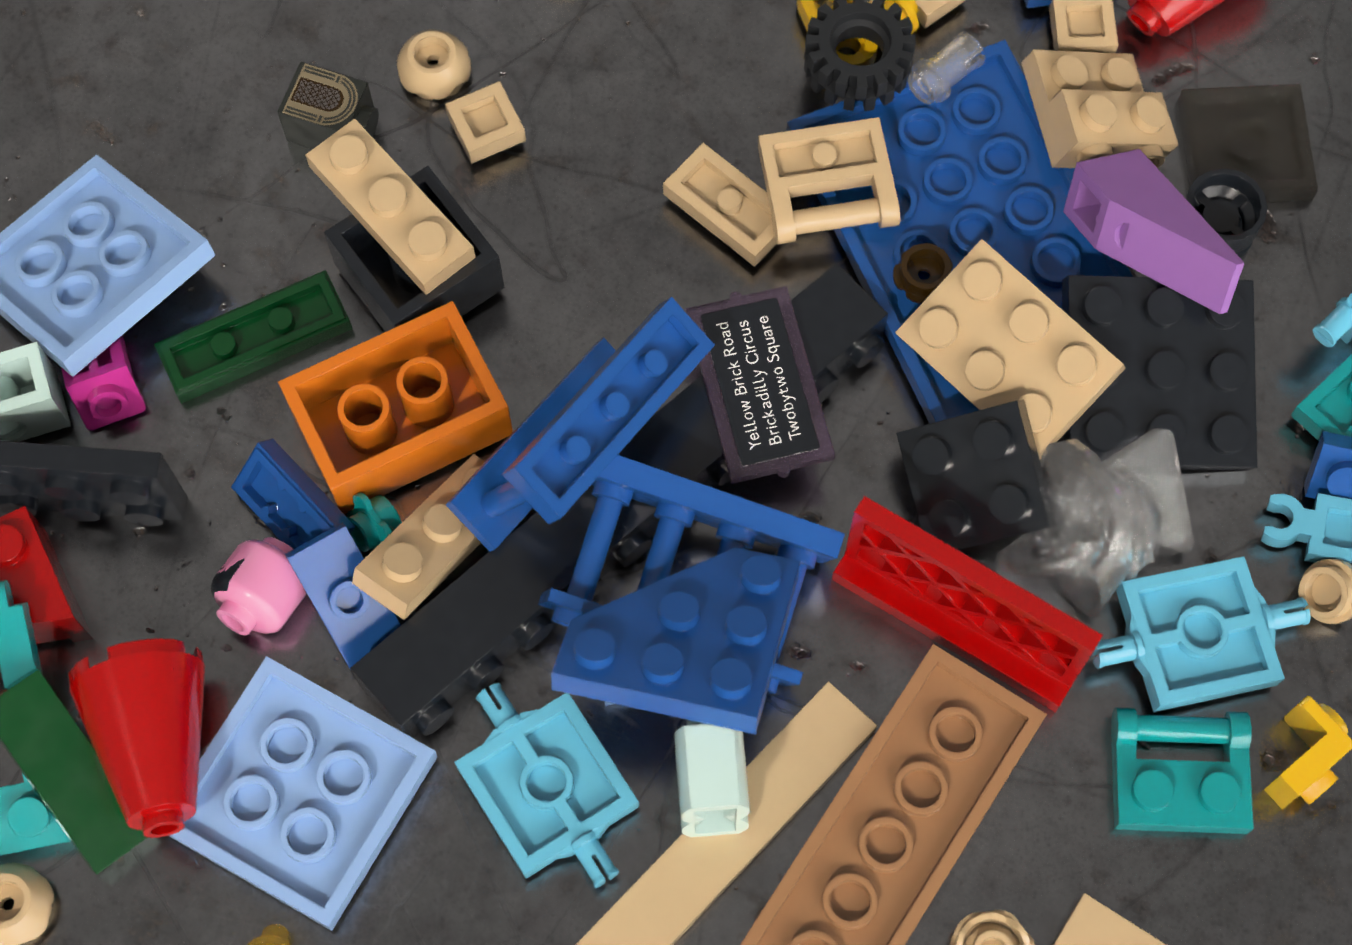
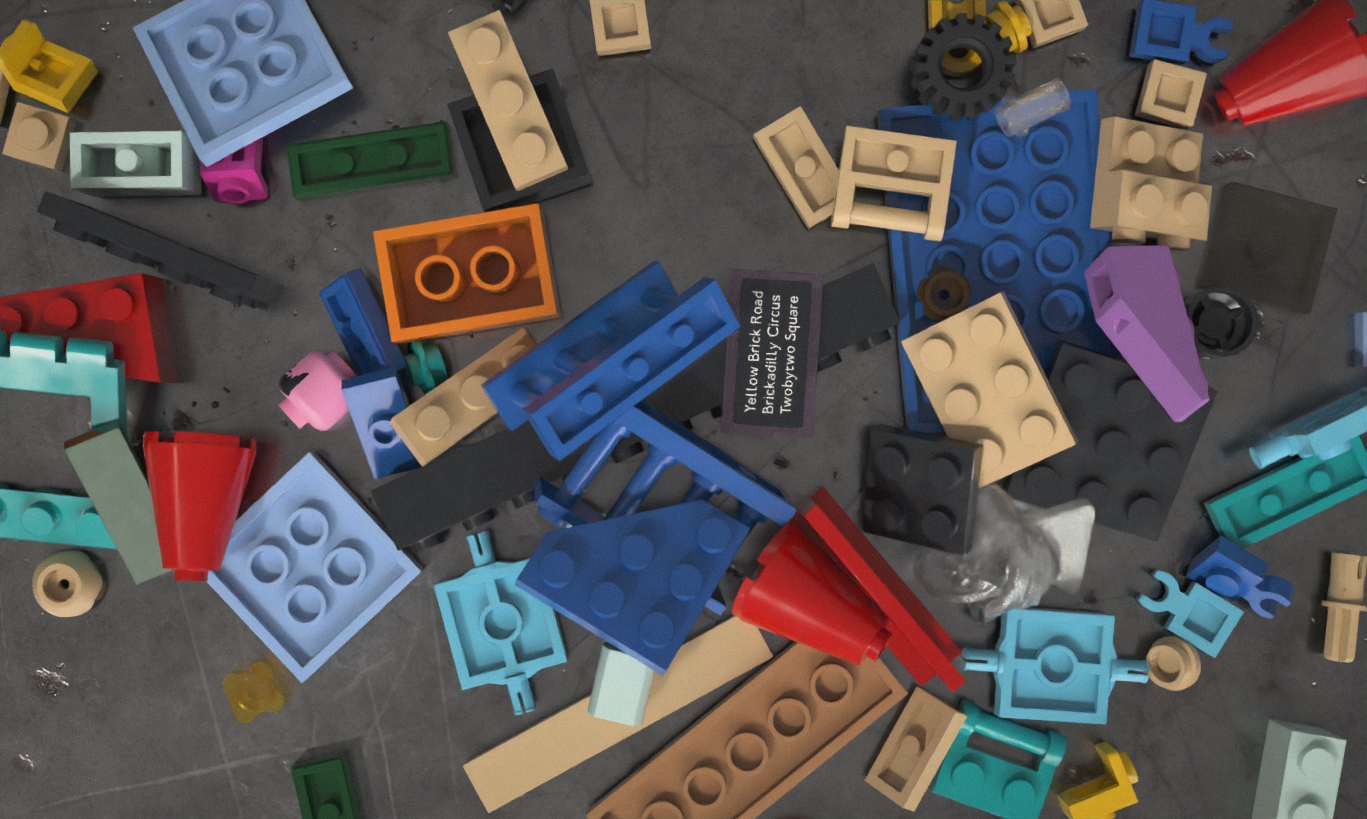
camera: 20 degrees right, 20 degrees up
(896, 630) = (811, 600): none -> red cone
(1079, 777) = (915, 748): none -> tan plate

